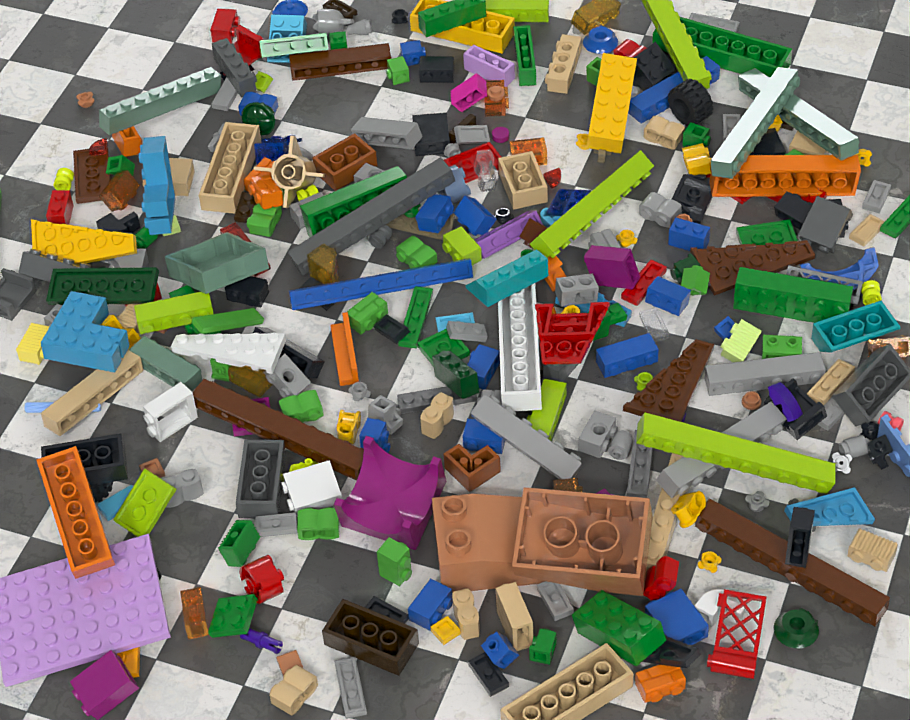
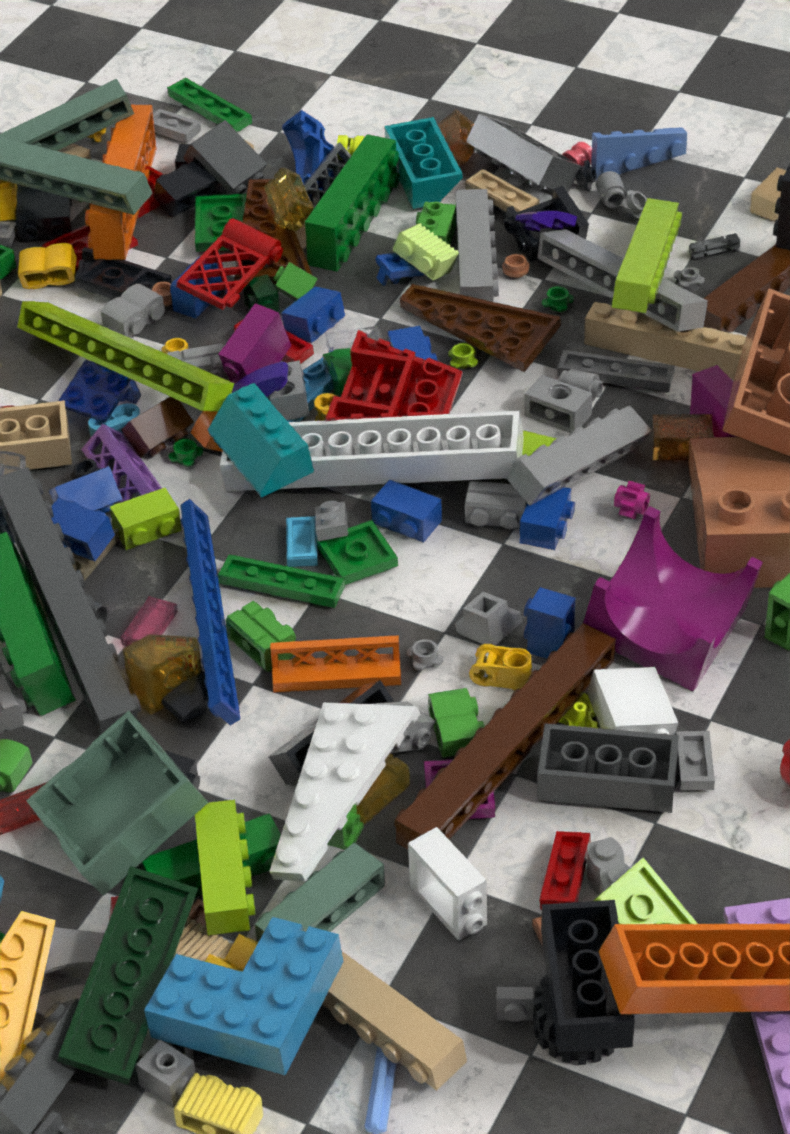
camera: 85 degrees left, 5 degrees down
(176, 464) = (565, 868): none -> red plate
(227, 320) = (259, 808): bright green tile -> none
(239, 543) = (741, 796): green brick -> none
(318, 524) = (698, 704): bright green brick -> none
(377, 265) = (151, 619): none -> clear pink tile
(391, 329) = (306, 604): black tile -> none
(416, 253) = (144, 571): bright green brick -> none
(422, 399) = (452, 568): flat silver plate -> none
(437, 415) = (499, 561): tan brick -> none
(455, 374) = (432, 525): dark green brick -> none
(472, 469) = (607, 525): dark orange brick -> none
(503, 478) = (631, 499): none -> dark pink gear
(565, 269) = (267, 378): none -> dark purple slope
(688, 508) = (724, 318): yellow piece -> none
(718, 423) = (558, 299): none -> green plate
(720, 244) = (245, 244): none -> red piece
(777, 259) = (288, 199): none -> clear yellow brick
(836, 509) = (716, 215): dark azure wing -> none
(879, 448) = (629, 164): black bracket -> none

